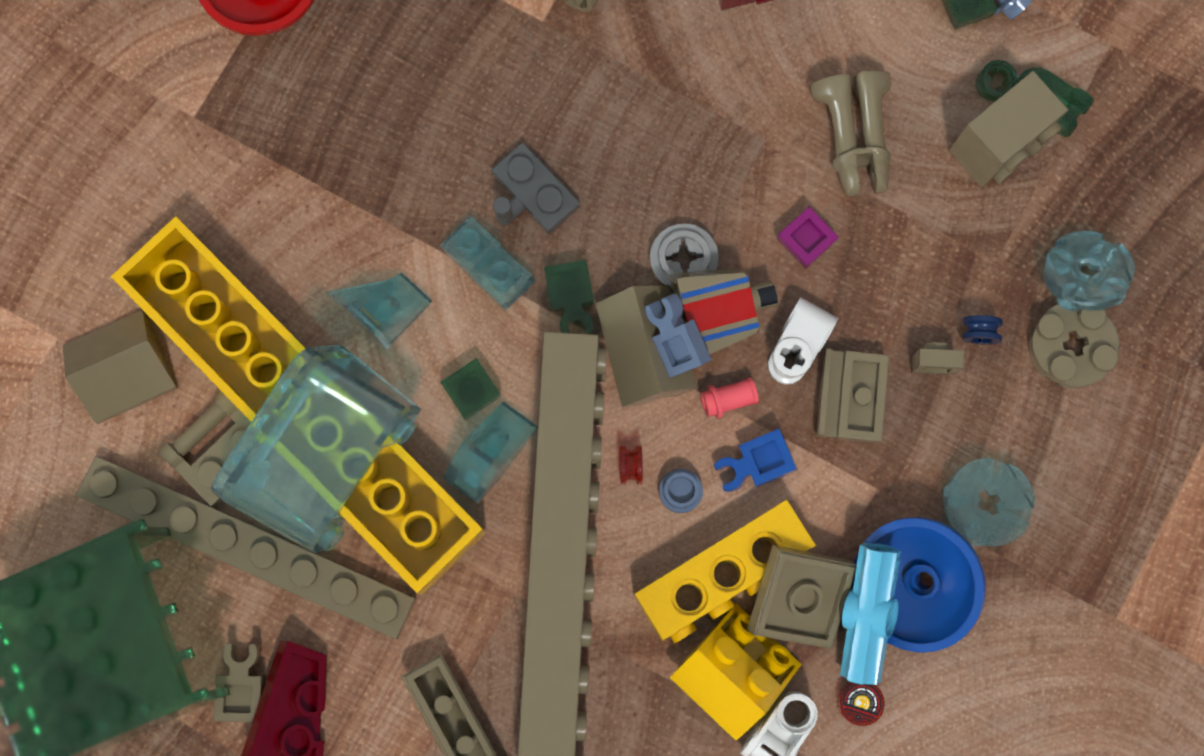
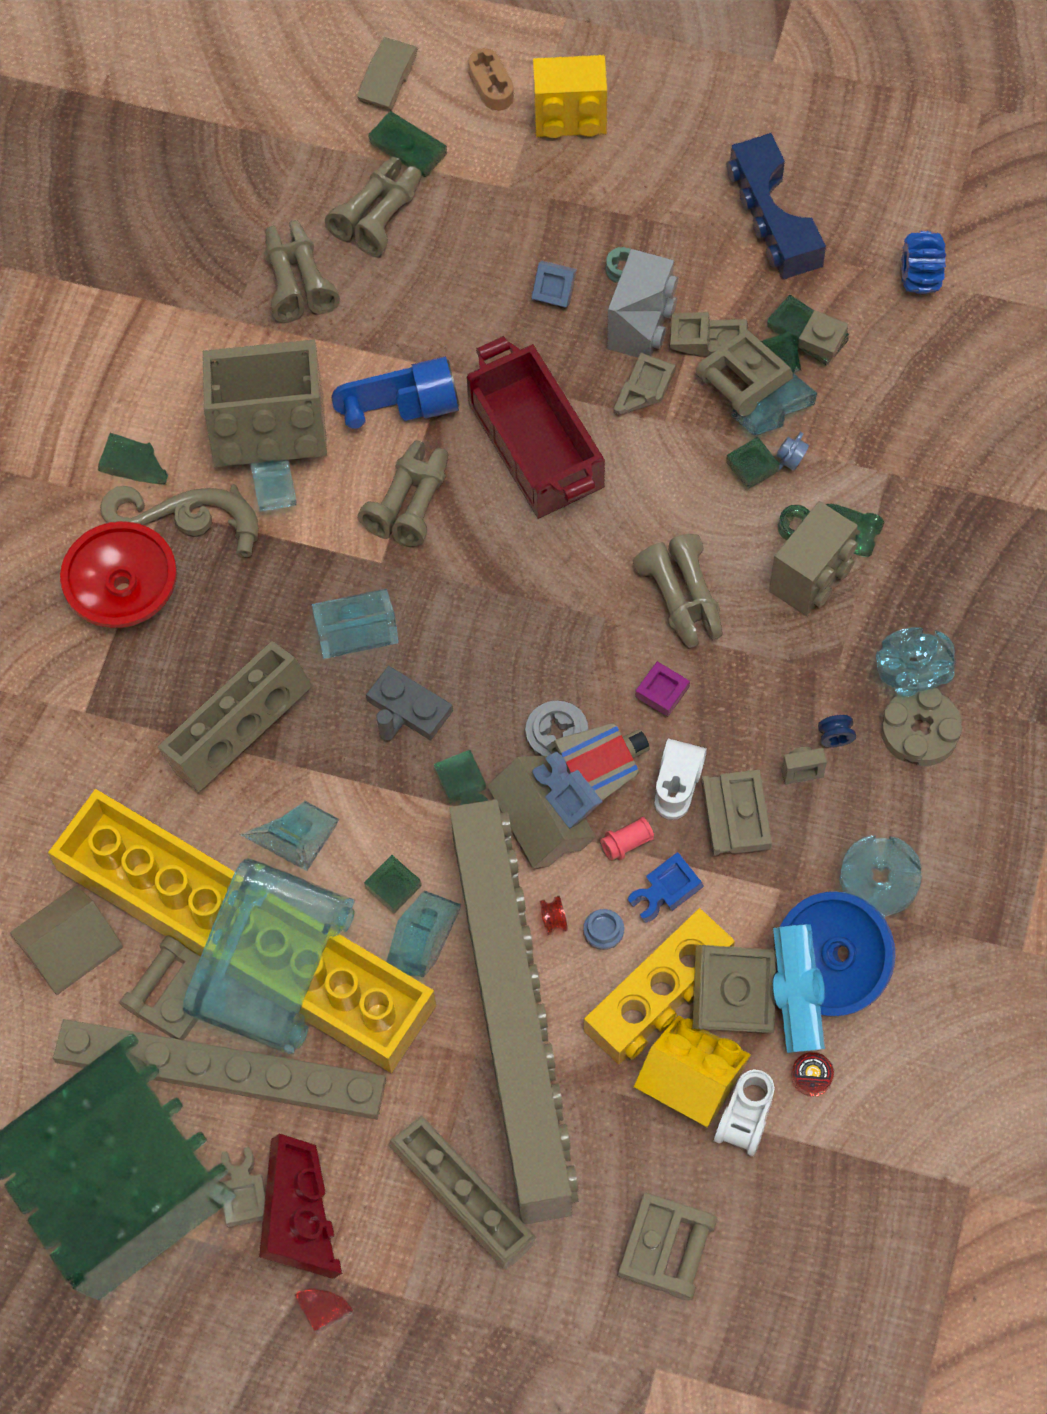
camera: 10 degrees left, 15 degrees down
(345, 164) = (235, 716): none -> dark tan brick
(487, 263) = (381, 775): clear light blue slope -> none
(497, 84) = (355, 623): none -> clear light blue slope

